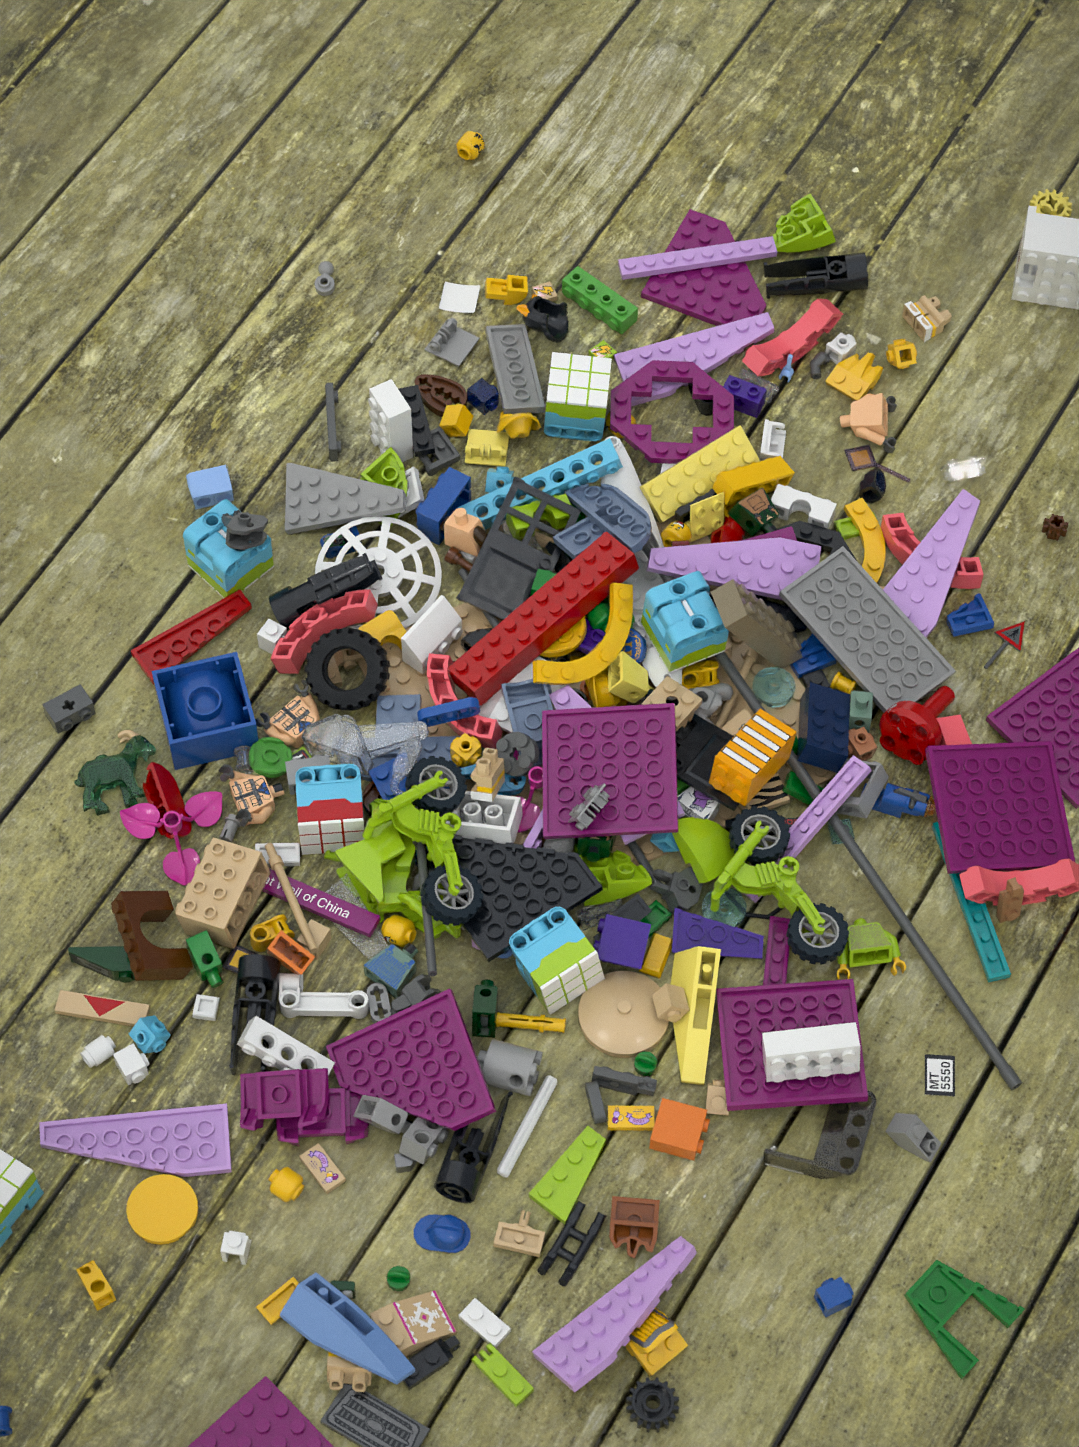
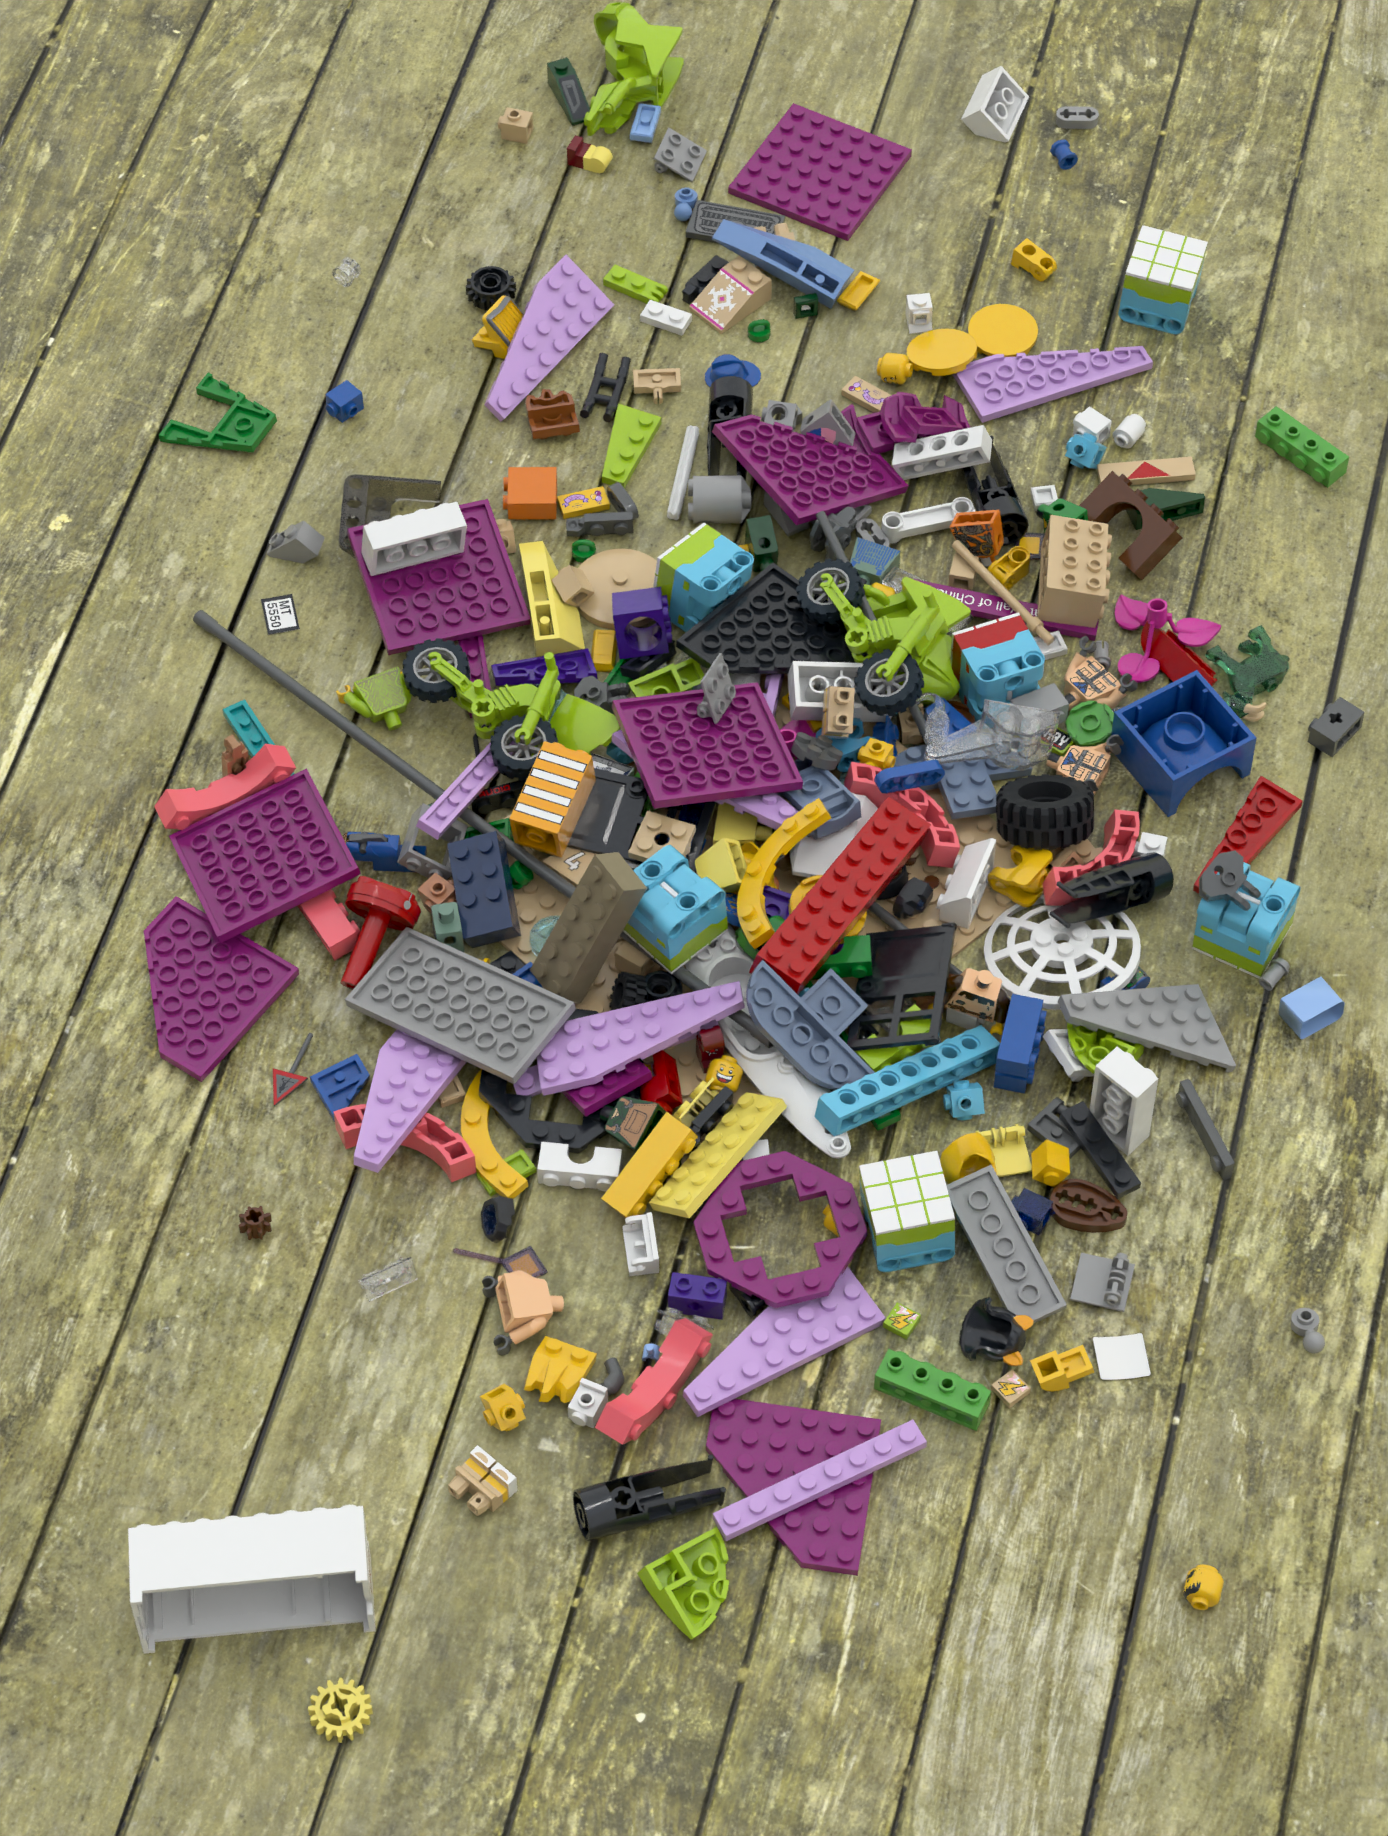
camera: 165 degrees right, 5 degrees down
(233, 1191) = (942, 351): none -> yellow tile

